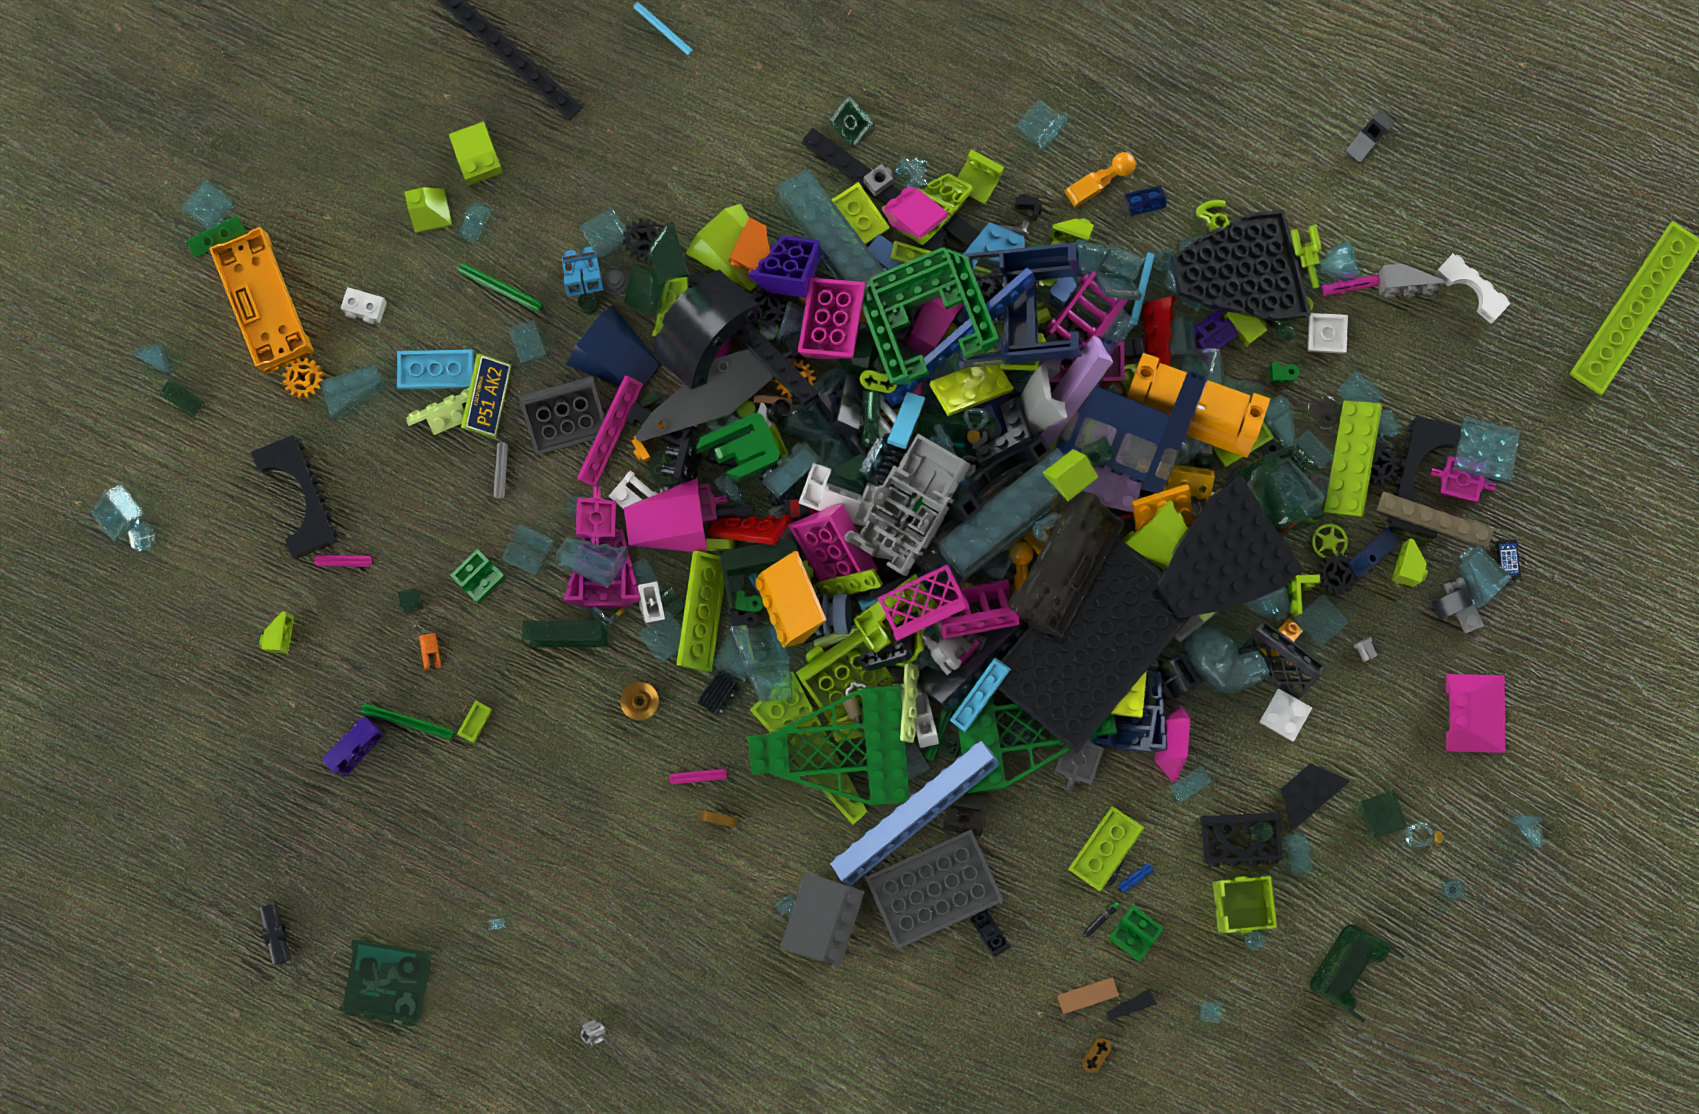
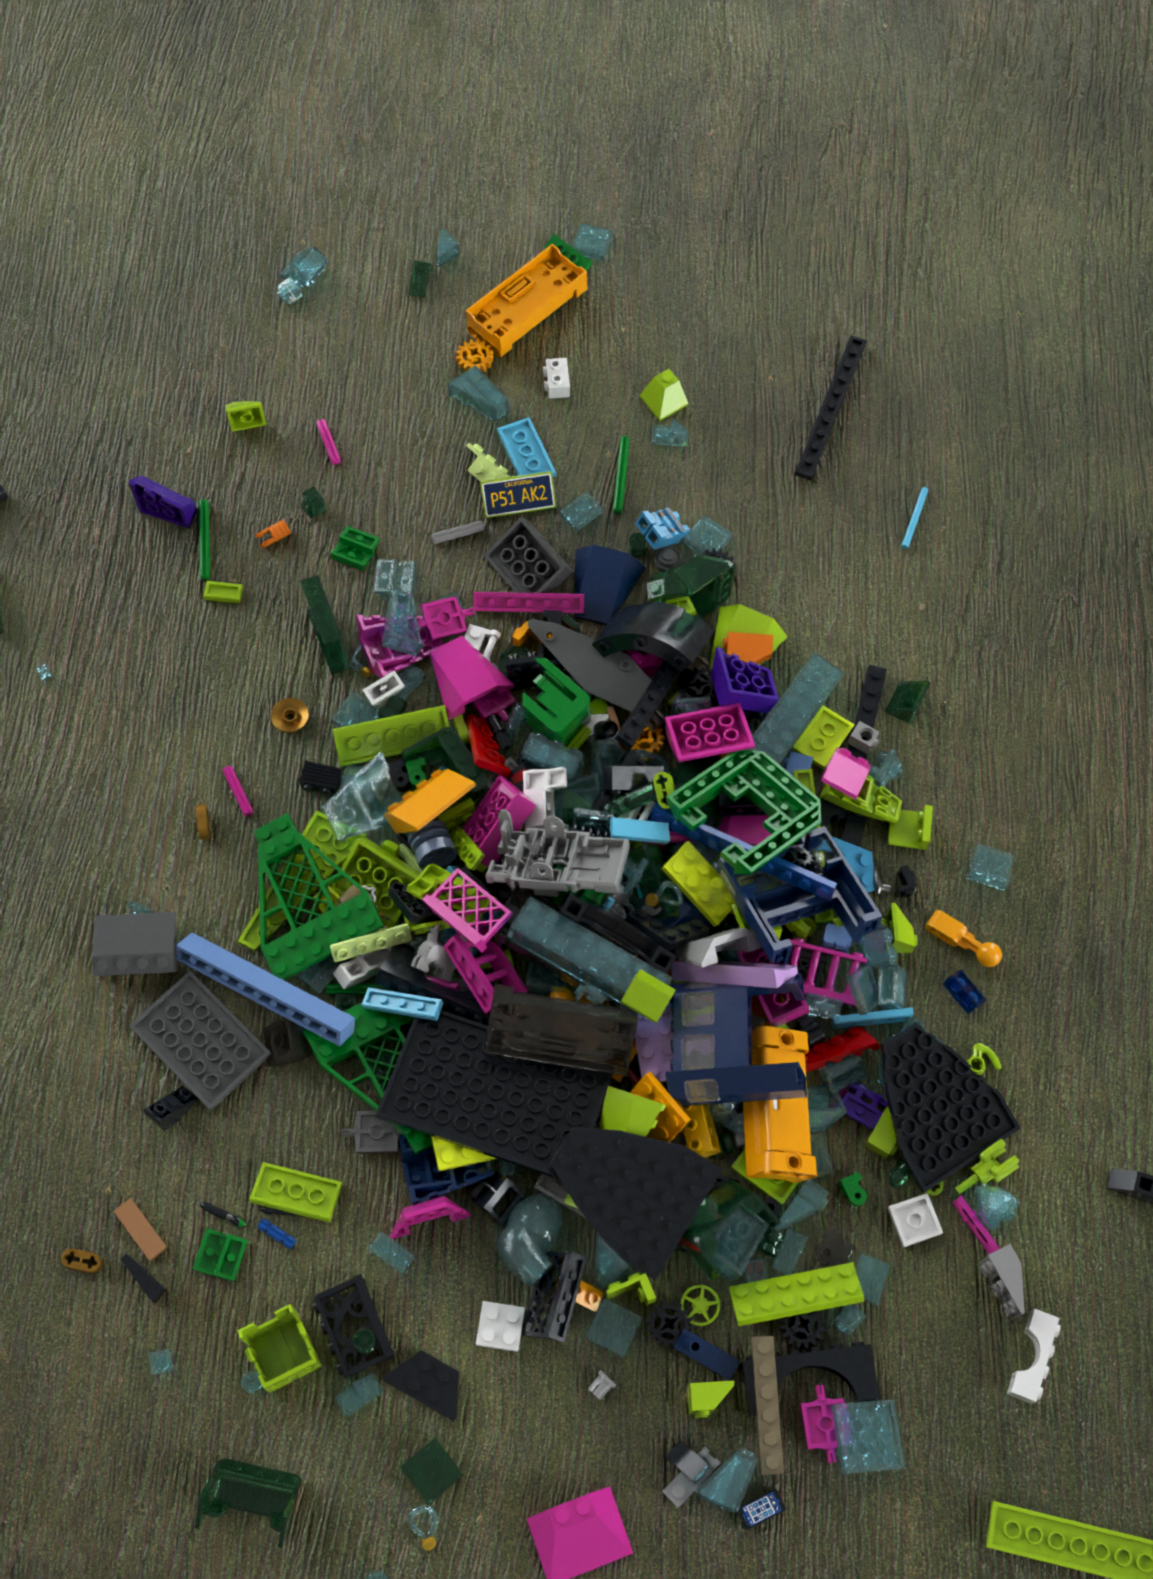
camera: 65 degrees right, 15 degrees down
(316, 529) = (349, 411): black arch -> none
(475, 153) = (728, 414): lime slope -> none
(1103, 447) = (682, 1013): clear green brick -> none

